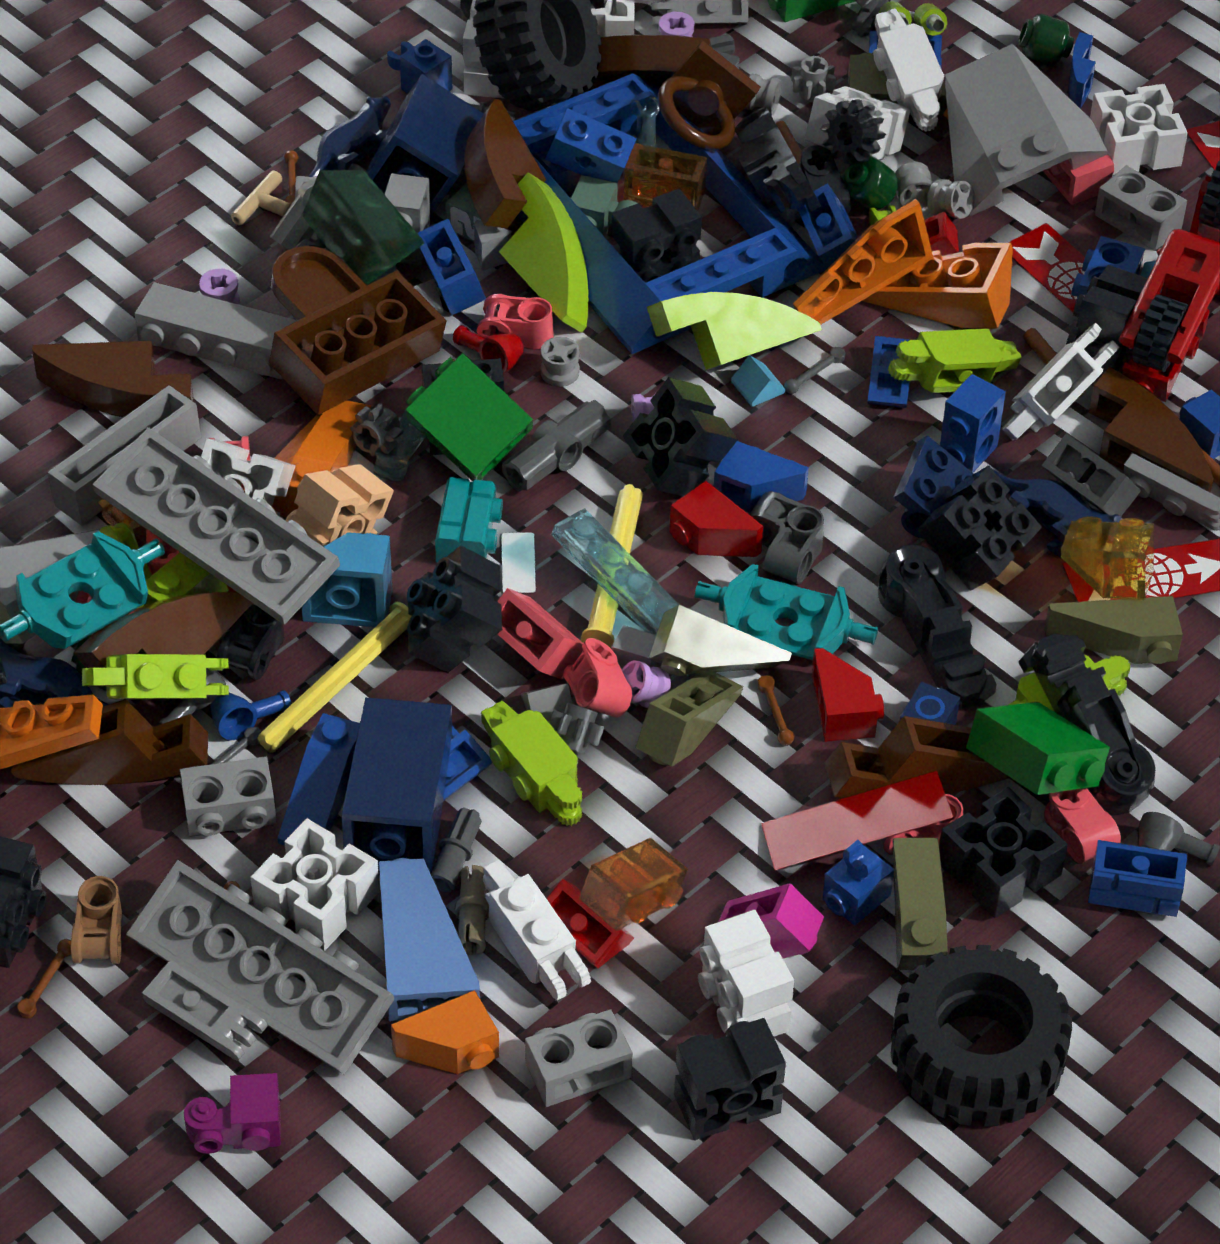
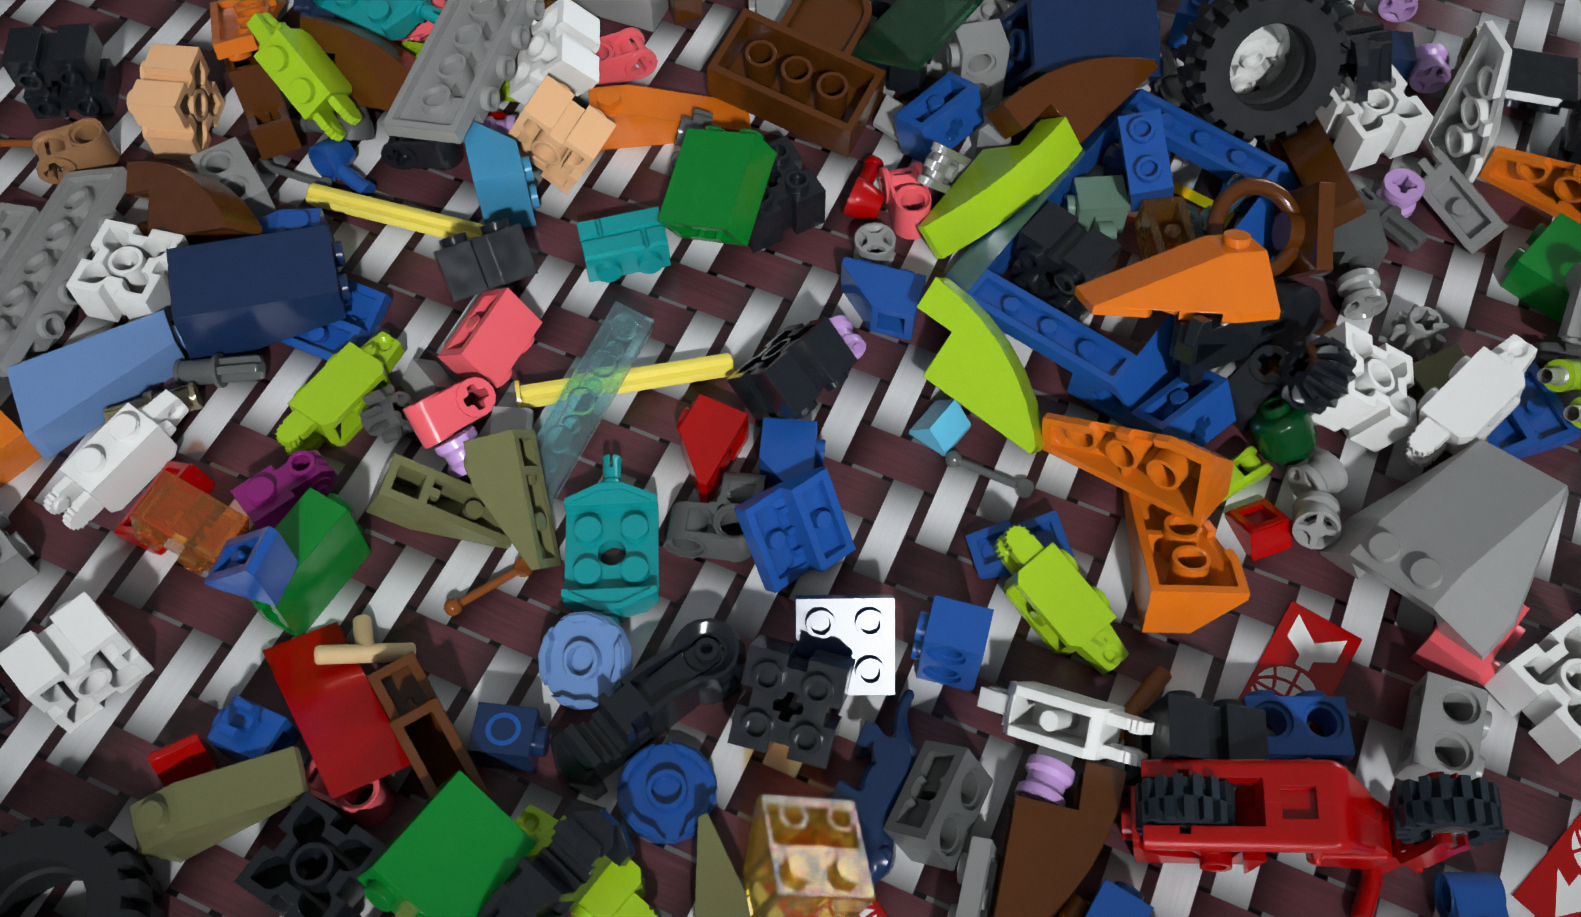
camera: 70 degrees right, 10 degrees up
(103, 809) = (175, 101): none -> light nougat brick
(259, 813) = (189, 203): none -> reddish brown slope
(518, 562) = (594, 310): white sticker -> none
(522, 274) = (942, 168): none -> light grey hinge
(556, 445) = (759, 282): dark grey piece -> none
(617, 370) = (883, 296): none -> blue slope
(630, 813) = (274, 492): none -> magenta brick
(718, 804) = (328, 554): none -> green brick
(740, 157) = (1207, 275): none -> orange wedge
(745, 789) = (254, 566): none -> blue slope
(786, 916) = (178, 669): dark pink slope -> none
(806, 797) = (363, 649): none -> tan piece
(827, 485) = (795, 528): none -> blue slope
(844, 699) = (509, 641): red slope -> none
(864, 939) = (183, 759): none -> red slope
(886, 649) = (584, 659): none -> medium blue tile
(1004, 638) = (666, 792): none -> blue tile
(1091, 421) = (1046, 779): none -> lavender wheel

